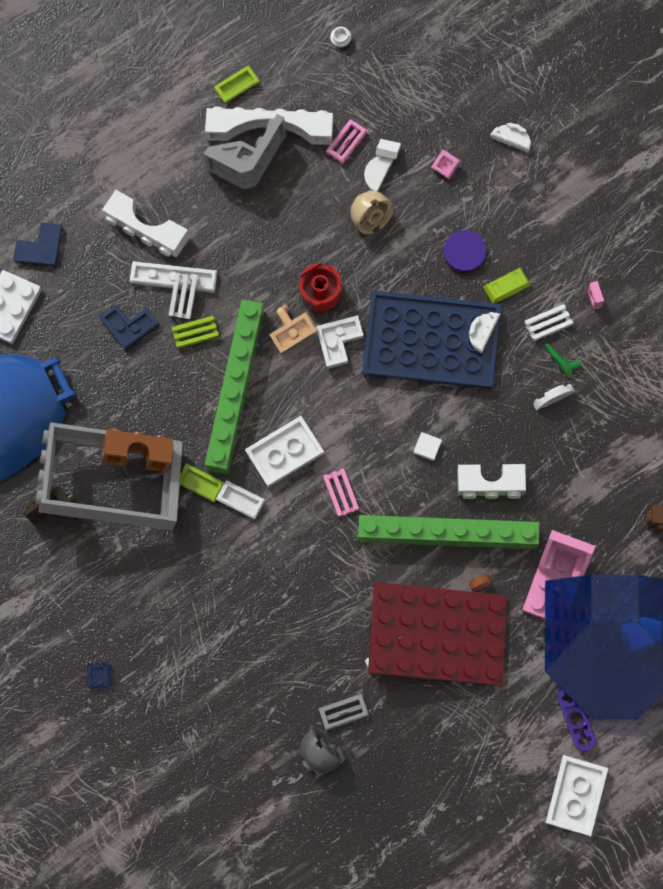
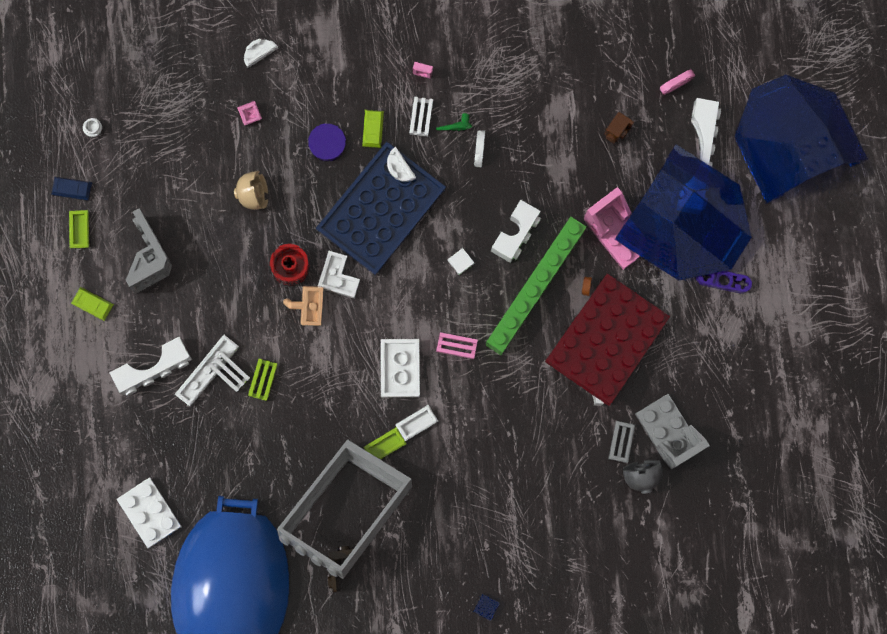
camera: 70 degrees left, 5 degrees up
(43, 251) = (120, 459): dark blue tile -> none
(128, 331) = (230, 429): dark blue tile -> none
(155, 449) = (346, 462): dark orange arch -> none
(174, 139) = (92, 304): none -> lime tile
(227, 123) = (154, 192): white arch -> none
(234, 387) = (327, 374): bright green brick -> none
(271, 55) = (71, 188): none -> dark blue tile
(337, 155) = (187, 189): bright pink tile -> none
(376, 172) = (221, 168): white tile -> none
(382, 754) = (670, 432): none -> light grey bracket
(388, 149) = (209, 147): white tile -> none
(576, 795) = (778, 313): white plate -> none

